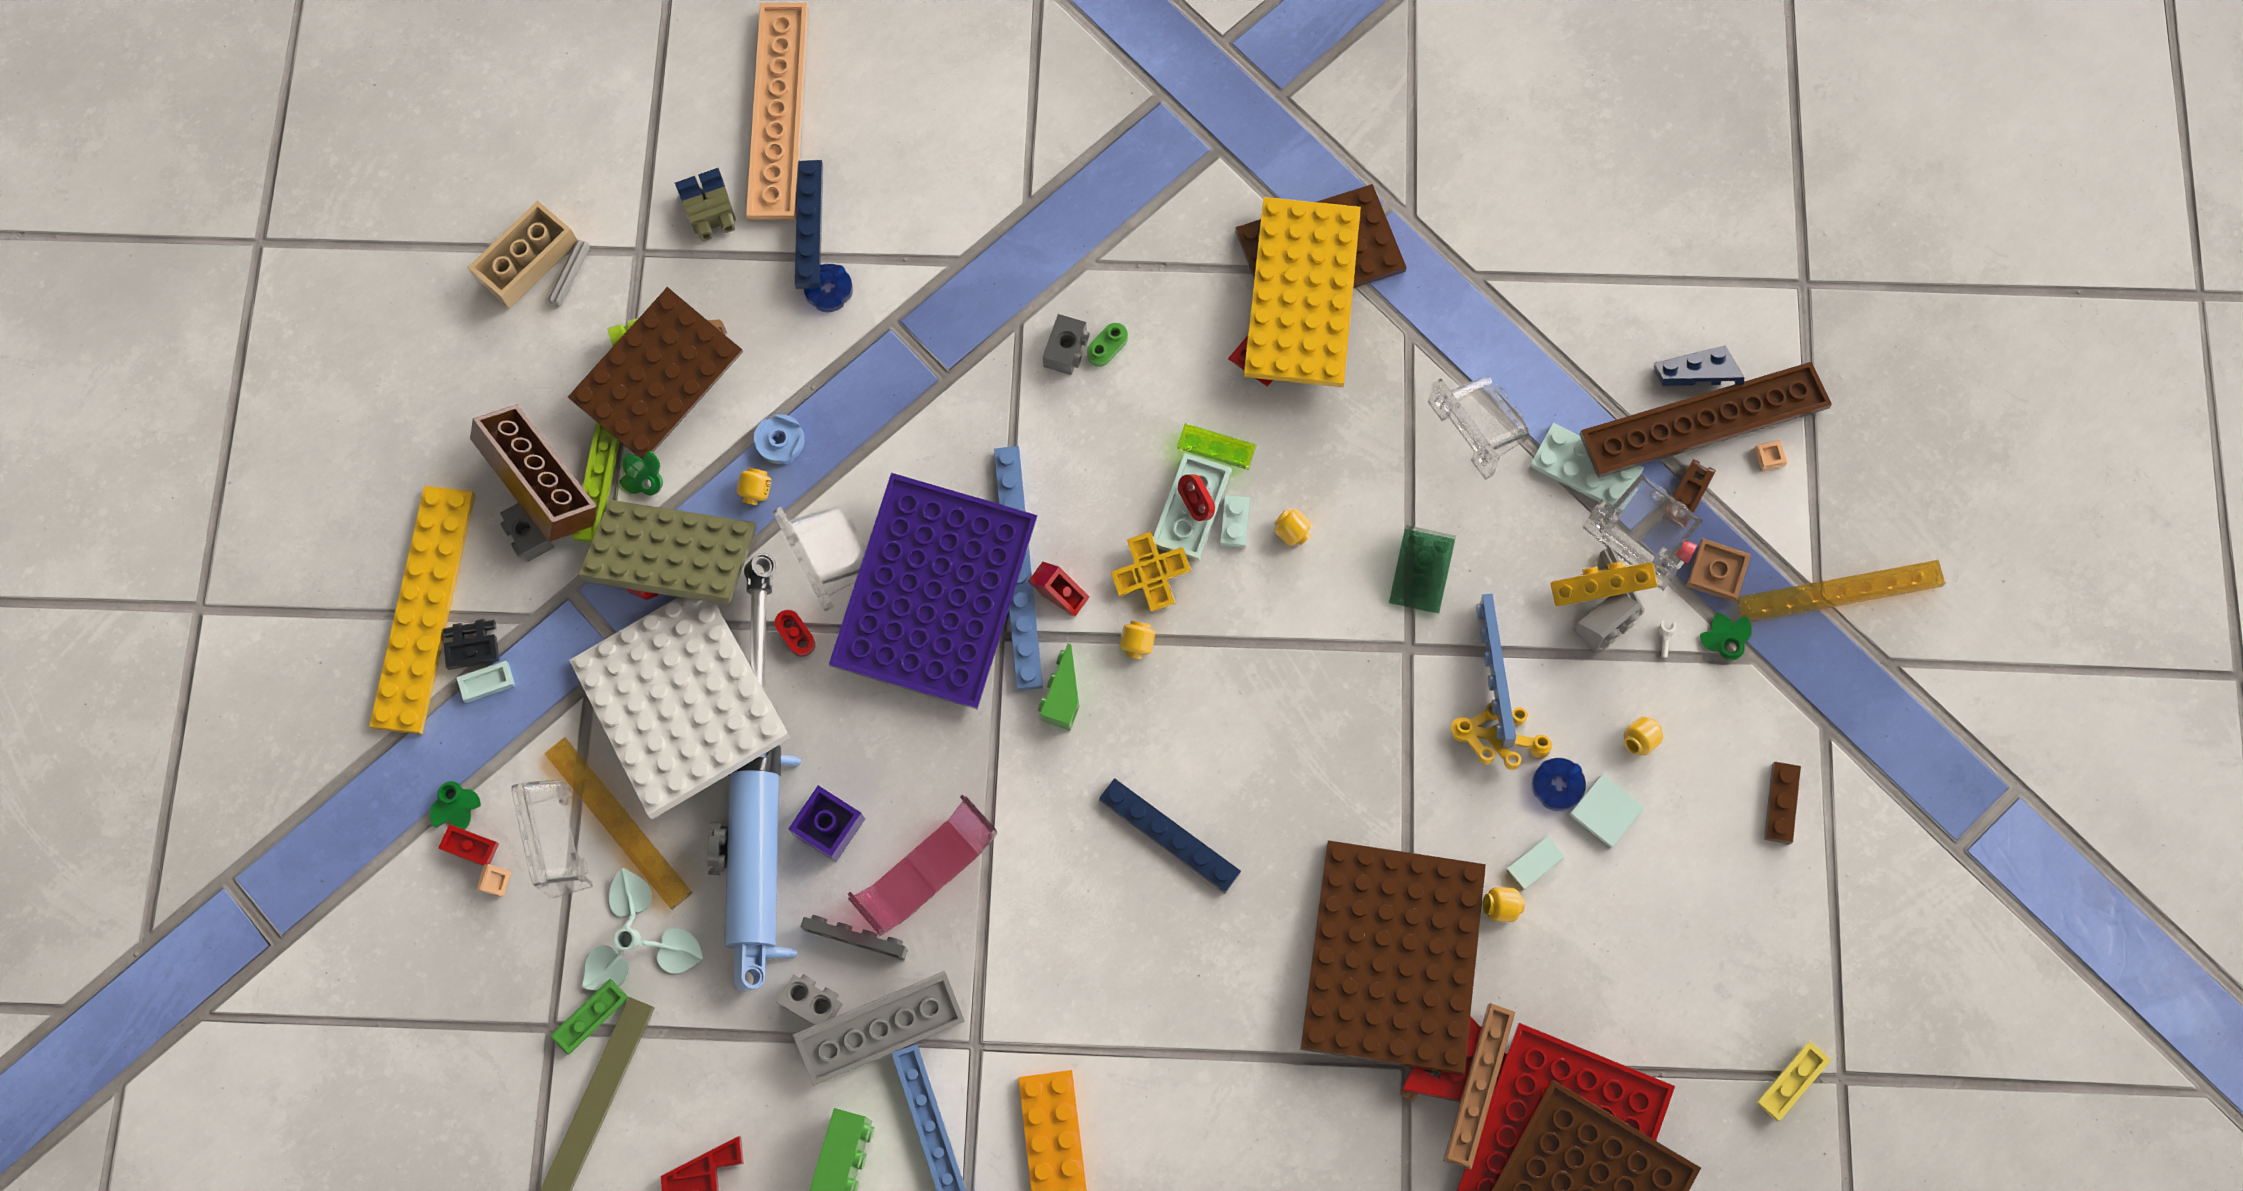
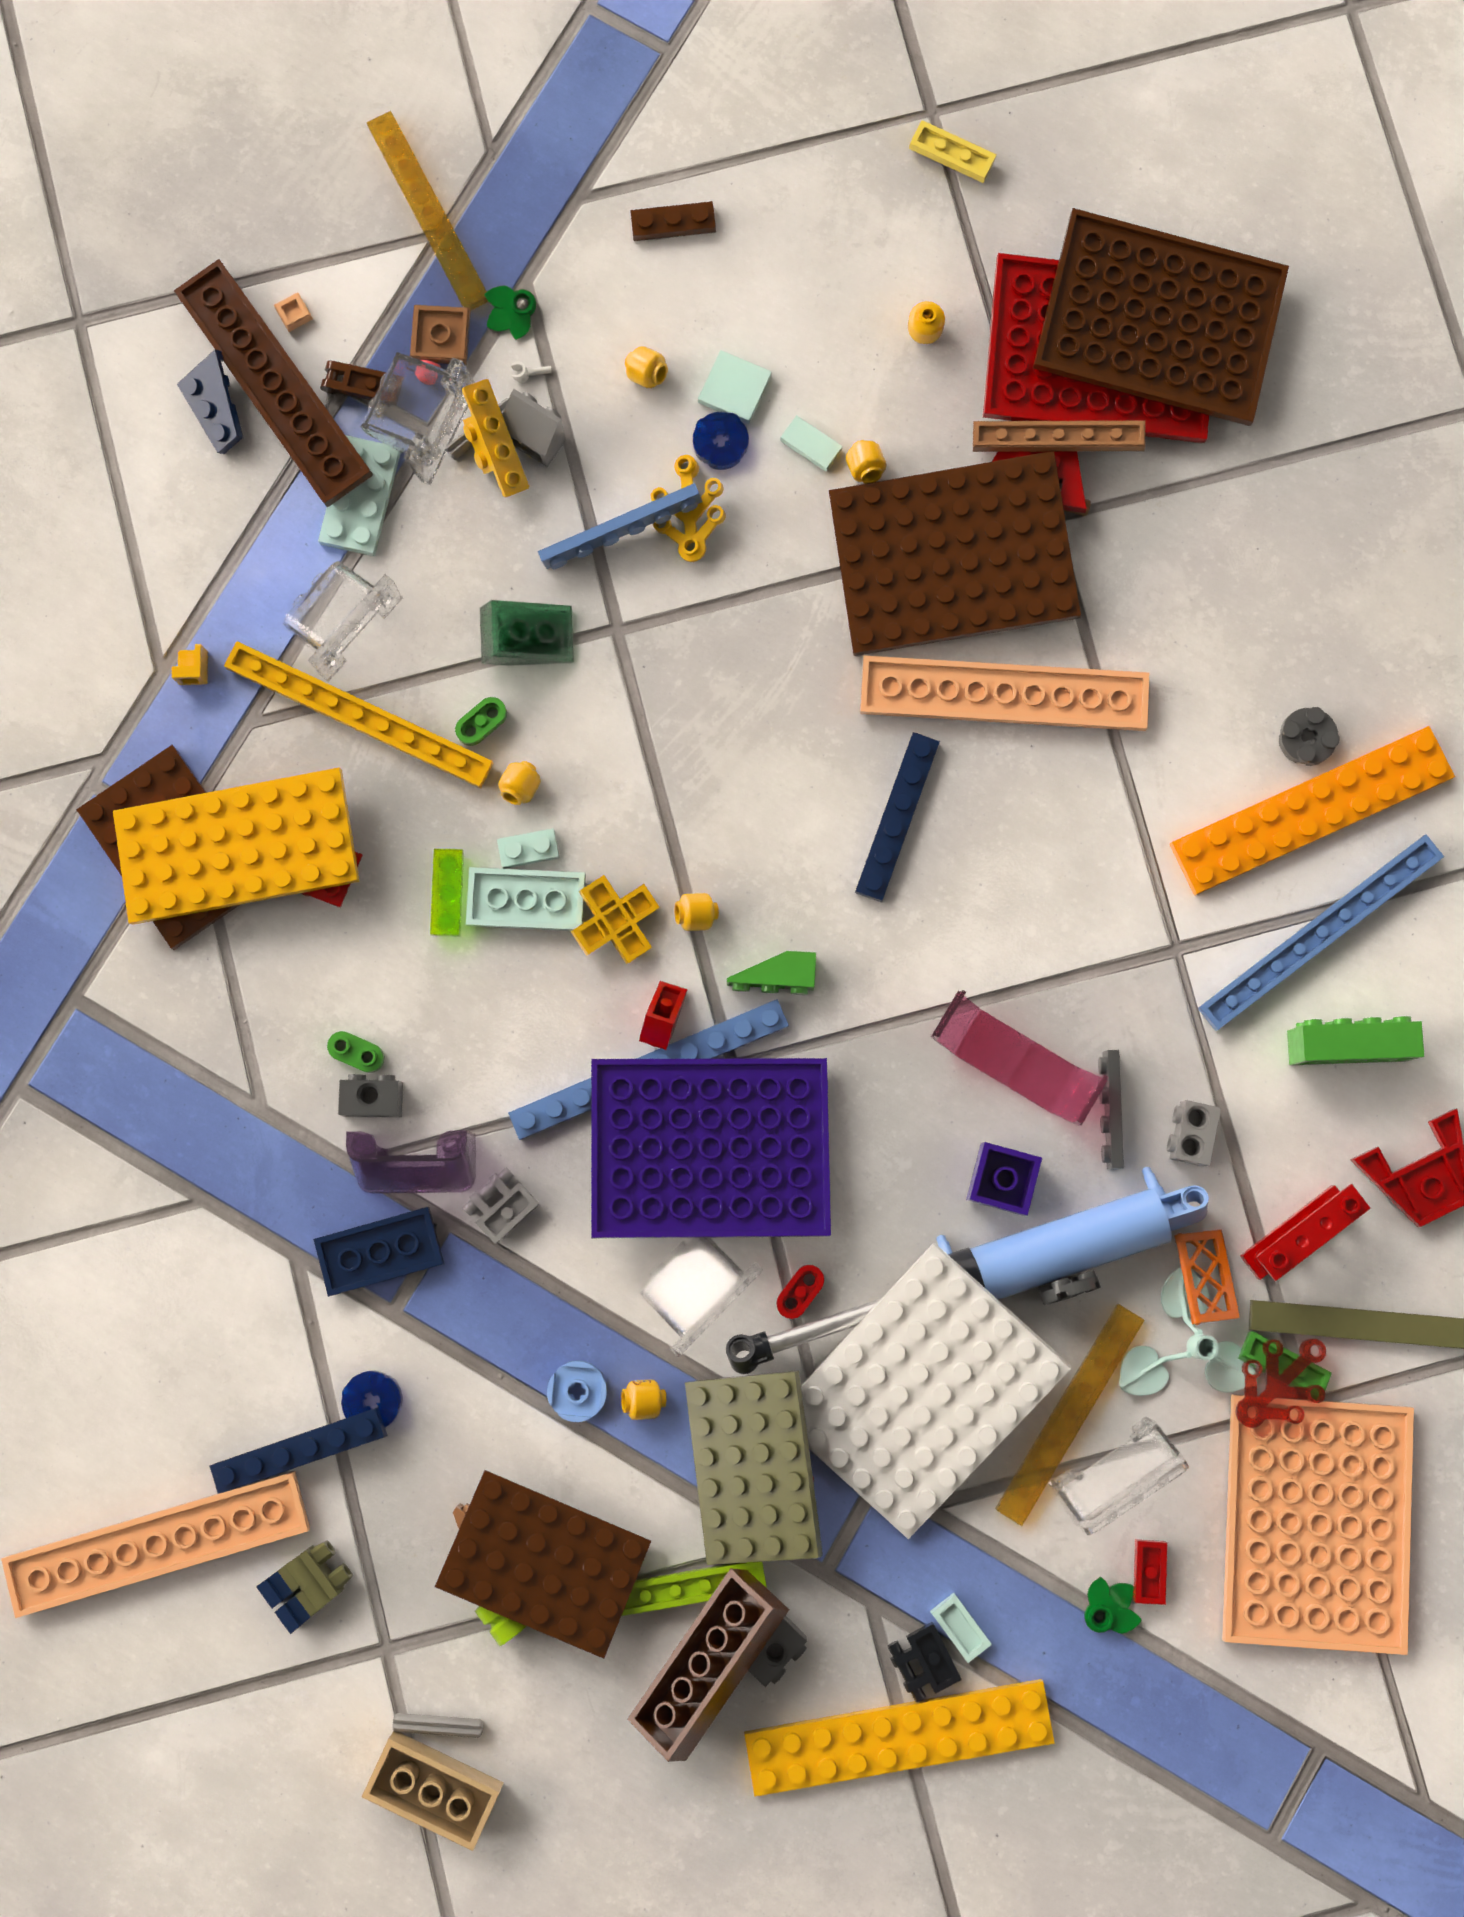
camera: 110 degrees left, 10 degrees up
(452, 1001) = (1320, 1528): none -> light nougat plate
(493, 880) = (1178, 1527): light nougat tile -> none
(573, 1000) = (1277, 1385): none -> clear red plant
(638, 473) = (666, 1540): green plate -> none
(670, 987) = (1224, 1270): none -> orange window
(690, 1063) = (1305, 1232): none -> red fence
(878, 1028) = (1200, 1049): light grey plate -> none
(938, 424) = (507, 1211): none -> light grey plate
(941, 320) = (378, 1251): none -> dark blue plate
(989, 384) = (446, 1172): none -> clear purple windscreen
(1196, 499) = (518, 892): red plate -> none
(1251, 965) = (1005, 693): none -> light nougat plate
(1358, 512) = (479, 719): none -> bright green plate
(1389, 417) = (359, 714): none -> yellow plate
(1469, 299) = (191, 667): none -> yellow panel
(1615, 1003) = (926, 322): none -> yellow head

